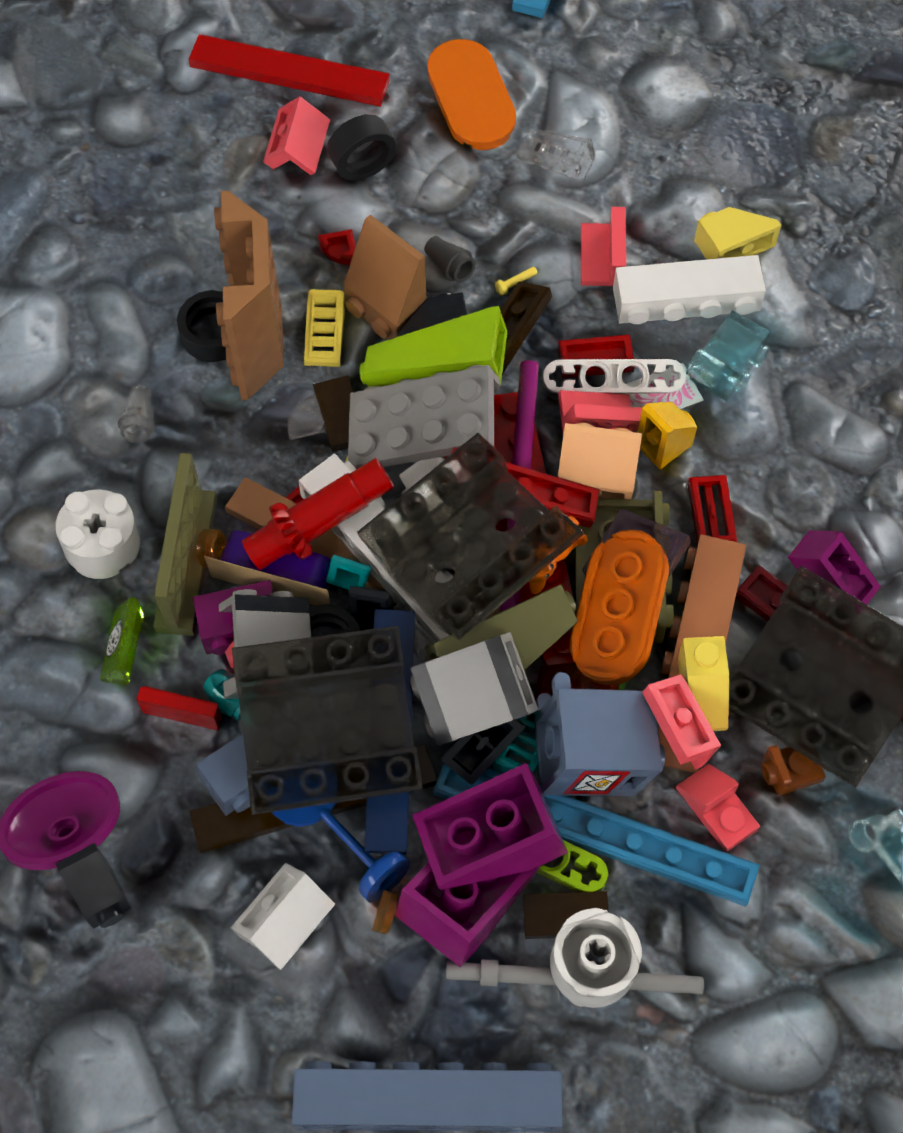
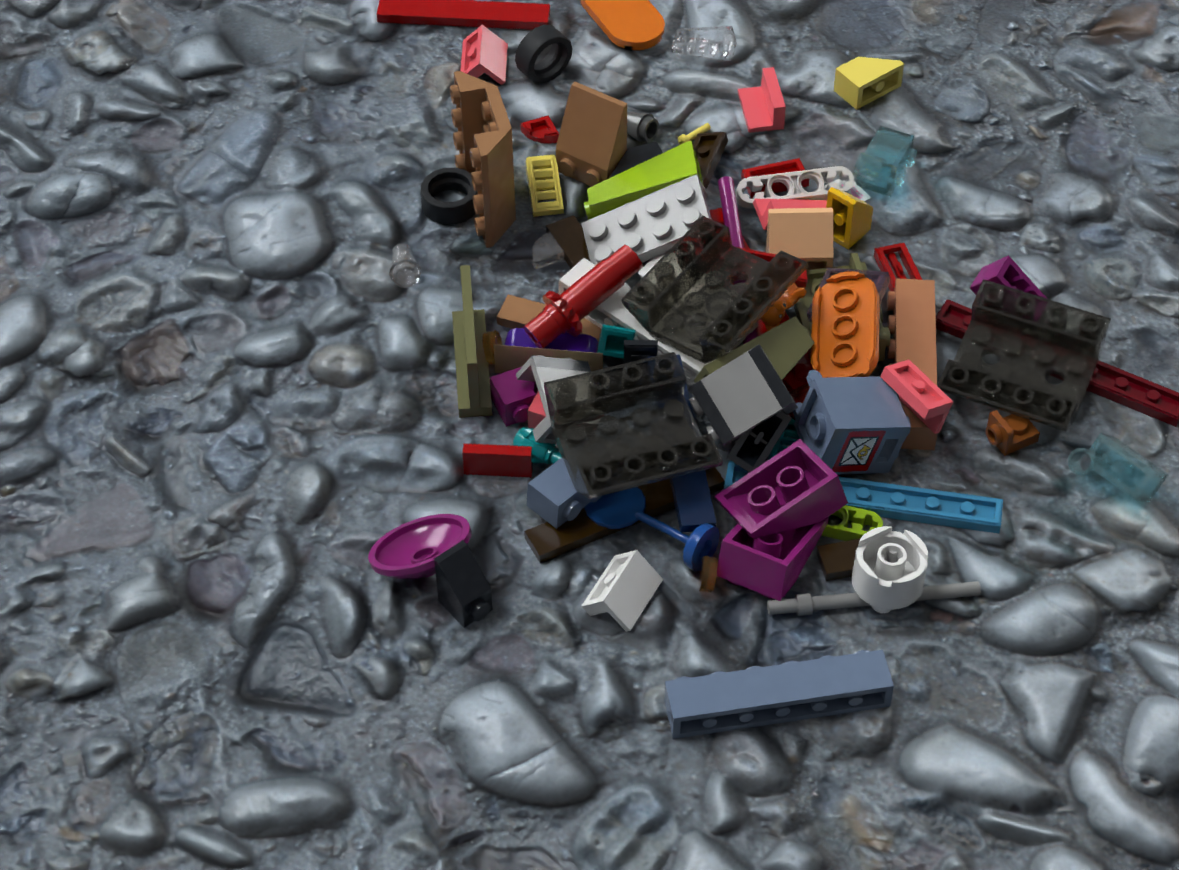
camera: 10 degrees left, 15 degrees down
(97, 533) = (394, 348): white brick -> none
(122, 643) = (433, 424): clear neon green slope -> none
(688, 289) = (838, 120): white brick -> none
(707, 674) = (929, 355): light yellow slope -> none
(718, 807) = (958, 467): coral slope -> none

